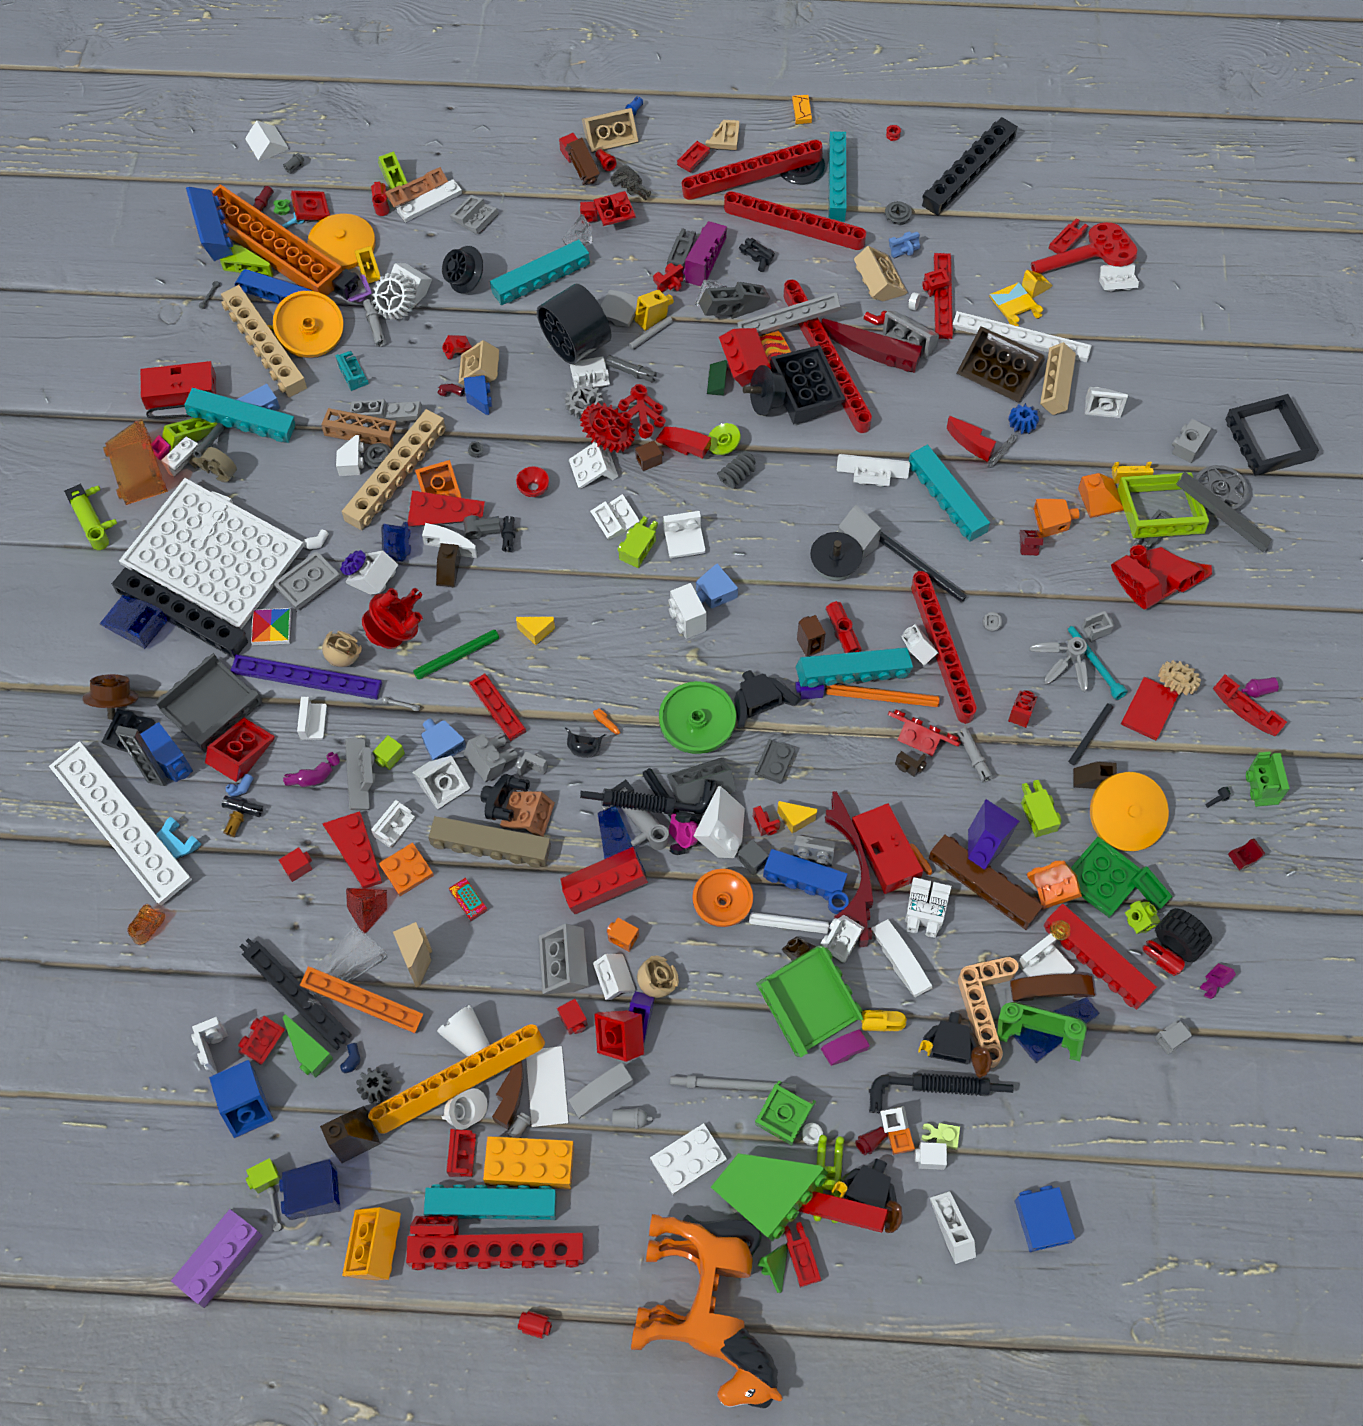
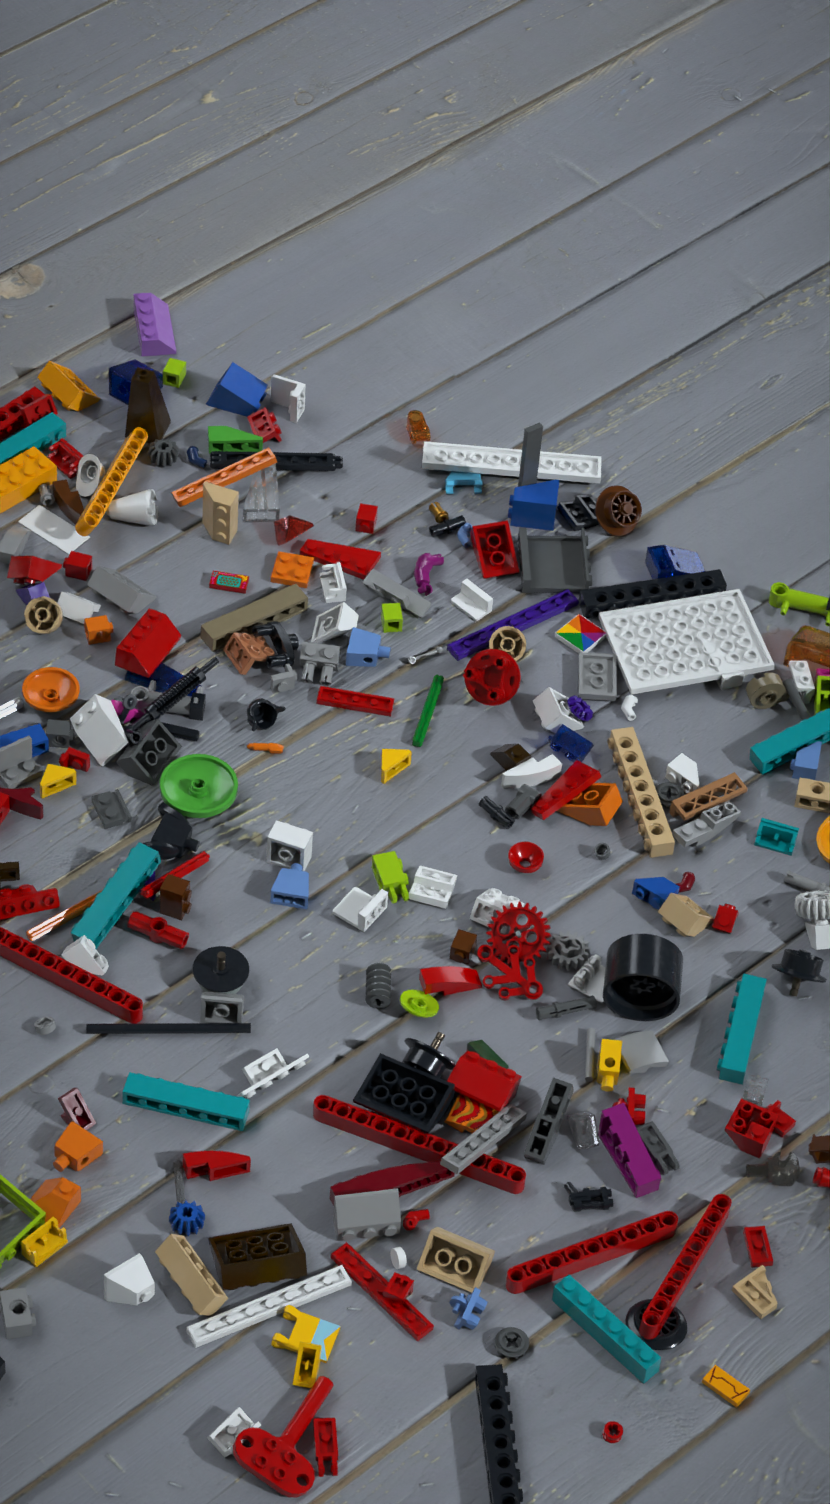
camera: 130 degrees right, 15 degrees down
(792, 655) = (180, 871): none -> red axle

